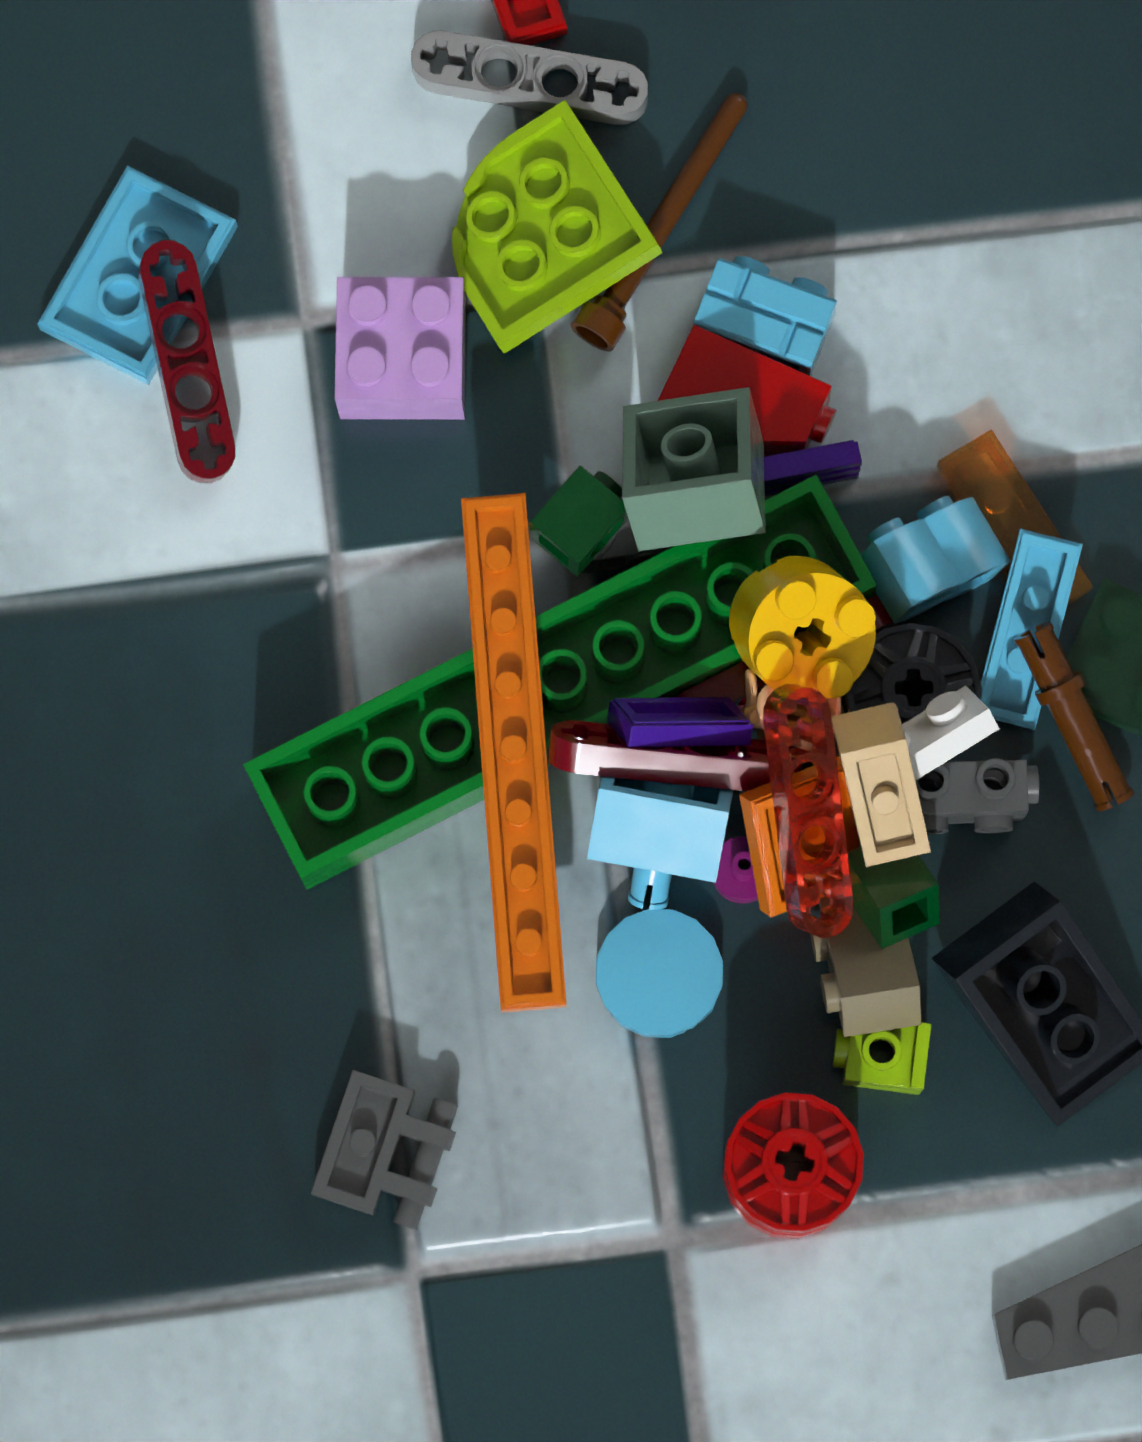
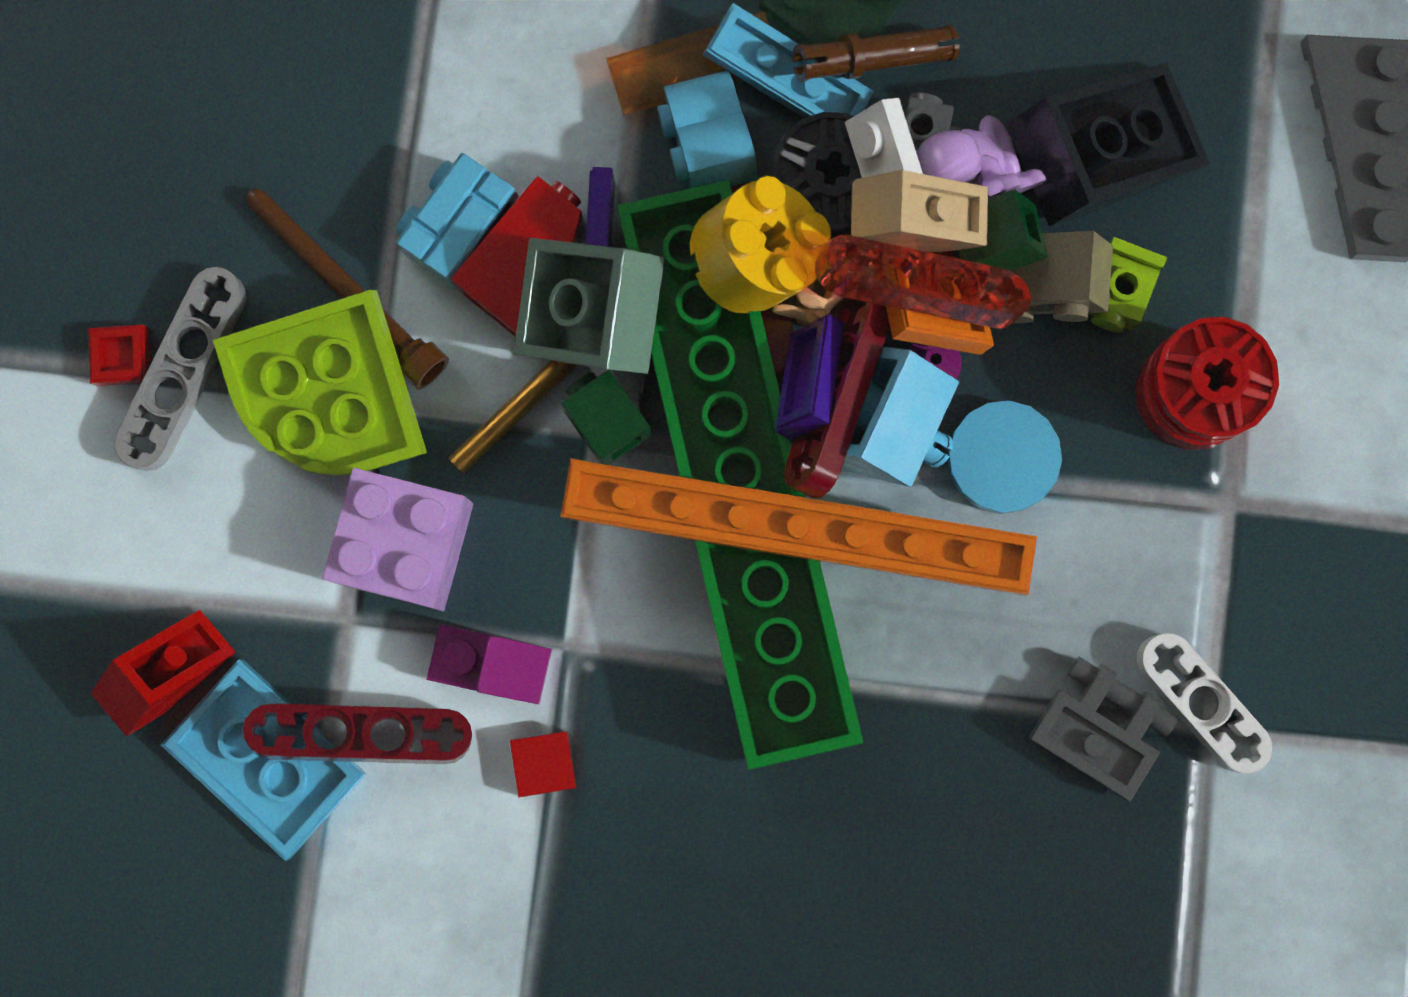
camera: 75 degrees left, 5 degrees up
(202, 562) = (543, 764): none -> red tile
(203, 145) = (161, 672): none -> red slope
(293, 479) = (489, 664): none -> magenta slope
(399, 1288) = (1221, 744): none -> white beam
(560, 425) = (510, 414): none -> pearl gold bar
(969, 849) = (978, 158): none -> lavender animal

